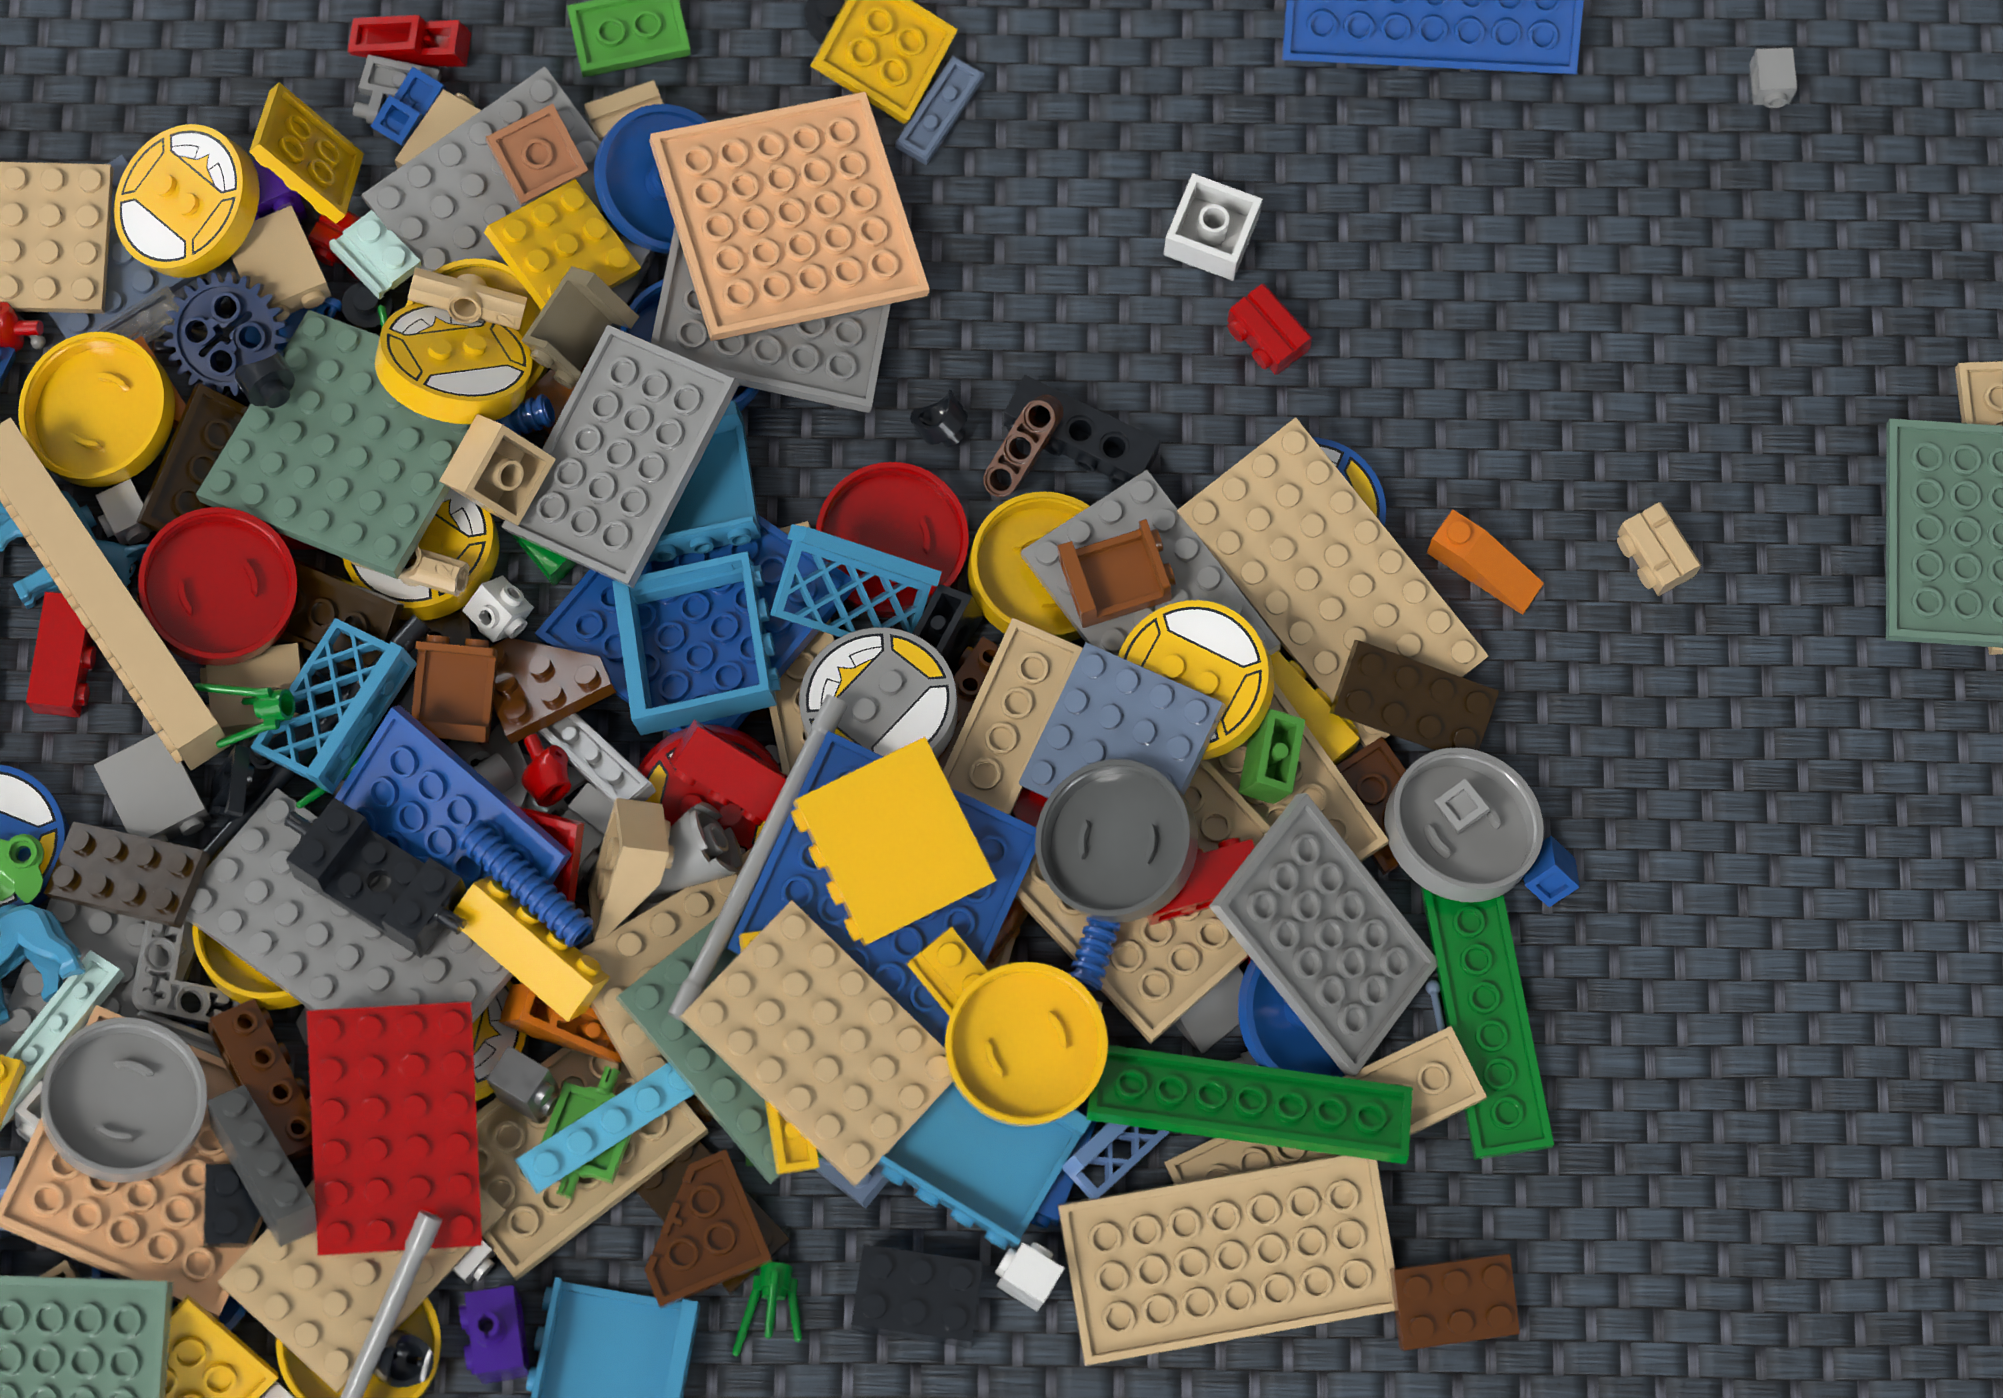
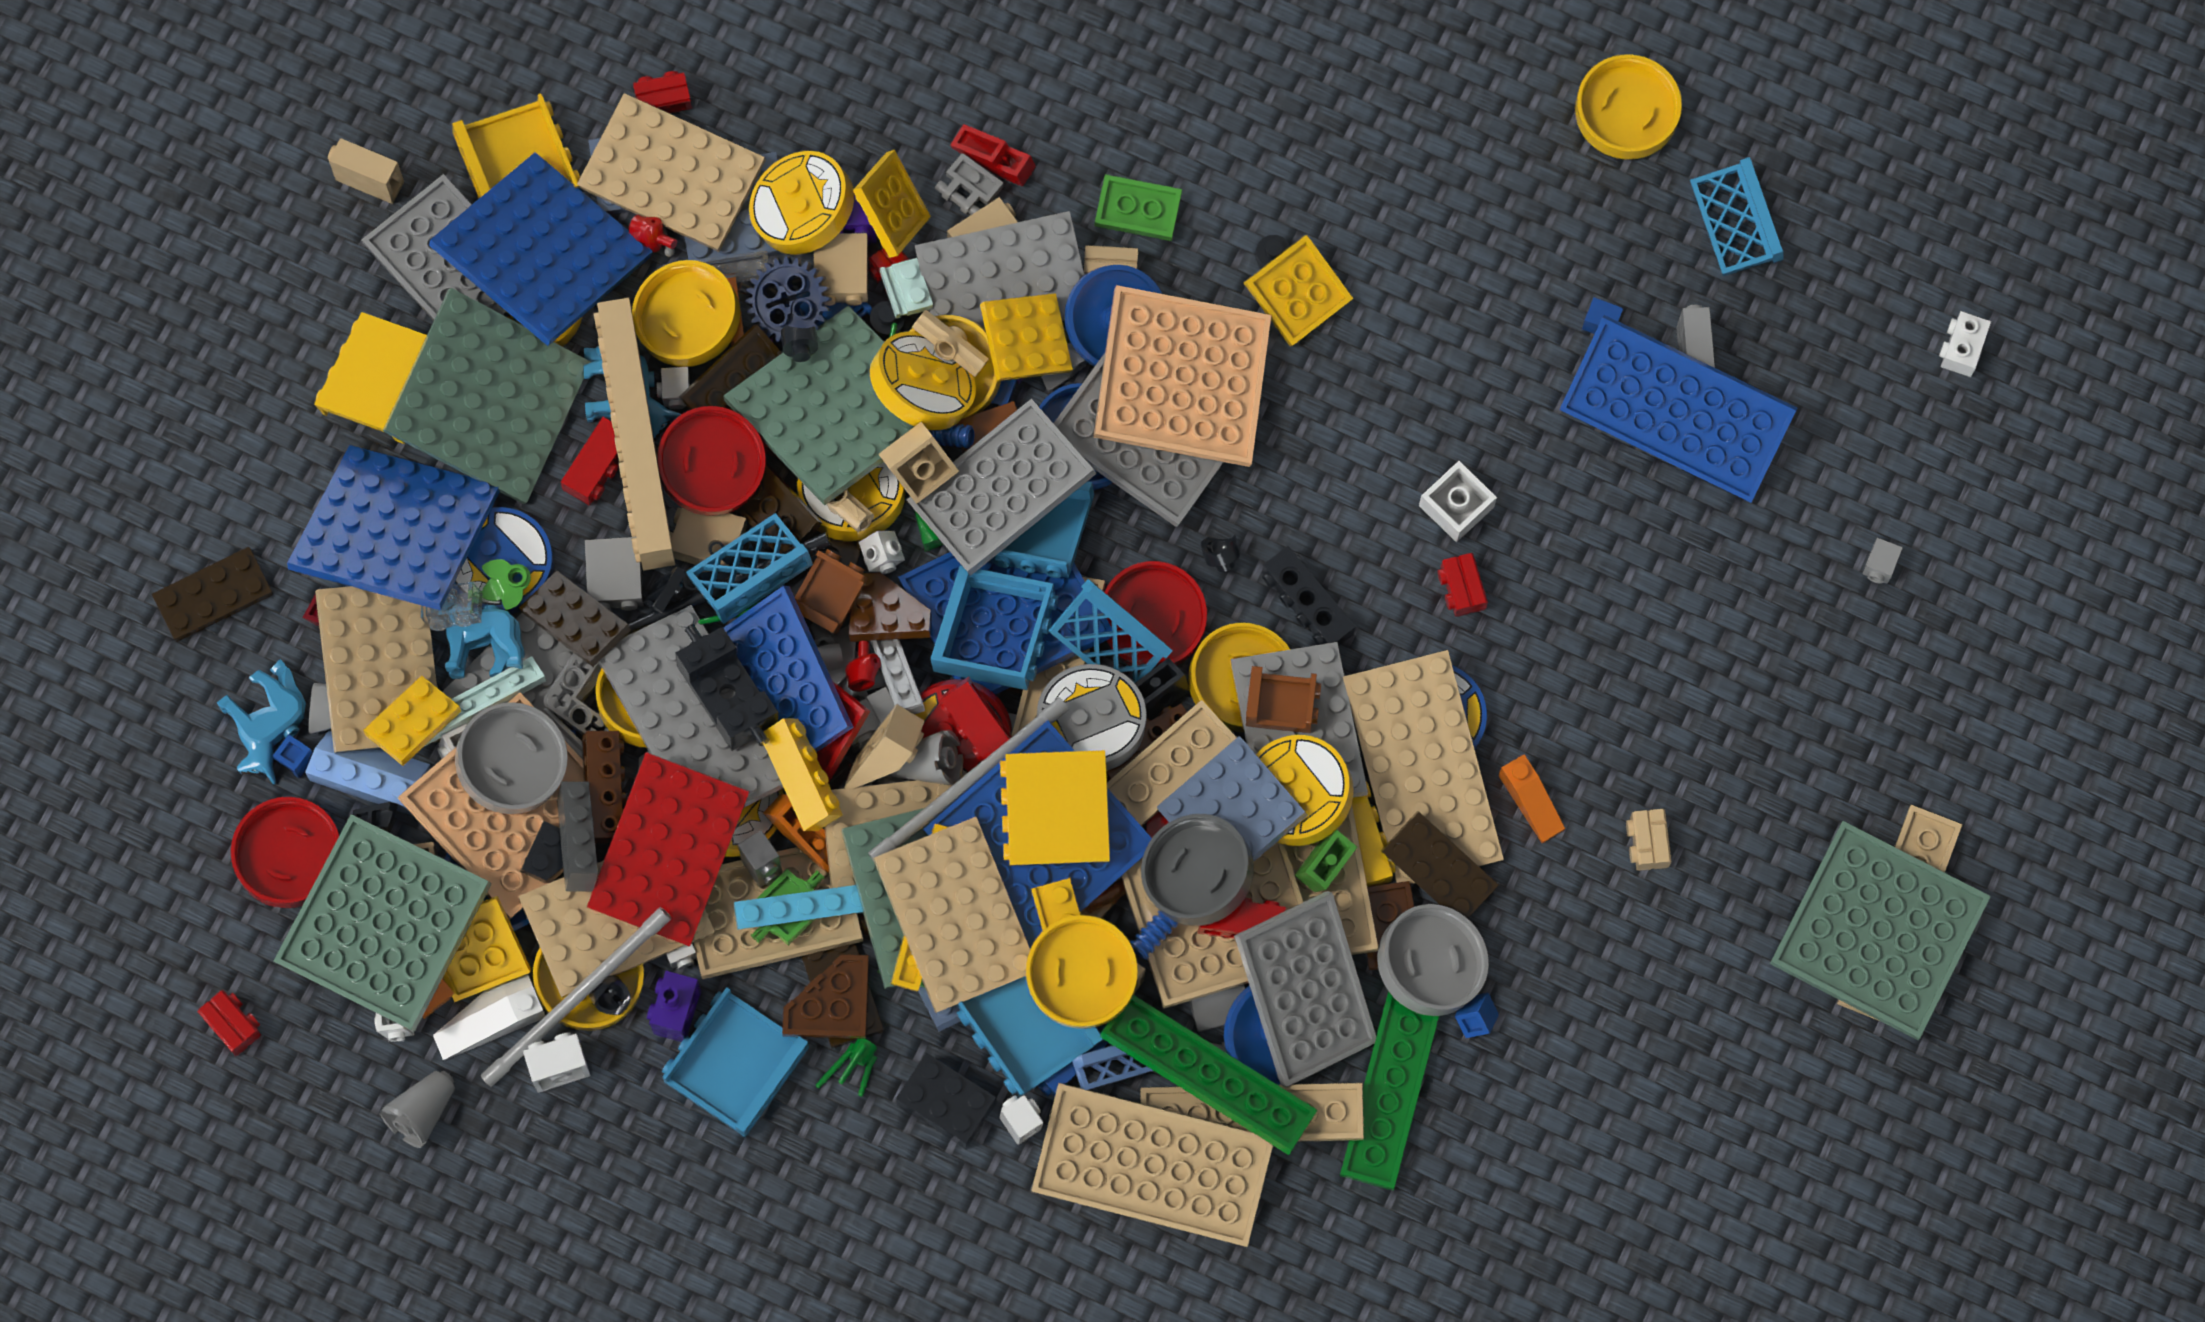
camera: 25 degrees right, 0 degrees up
(267, 704) = (708, 549): green plant -> none
(408, 107) = (970, 200): blue slope -> none
(525, 883) = (815, 732): blue piece -> none
(536, 154) = (1037, 267): nougat plate -> none
(574, 323) = (1010, 388): dark tan panel -> none
(939, 110) = (1317, 347): sand blue tile -> none
(1008, 455) = (1253, 595): reddish brown beam -> none
(1433, 988) = (1366, 1056): sand blue hinge -> none
(1454, 1301) = (1283, 1257): reddish brown plate -> none
(1461, 806) = (1436, 947): light grey plate -> none

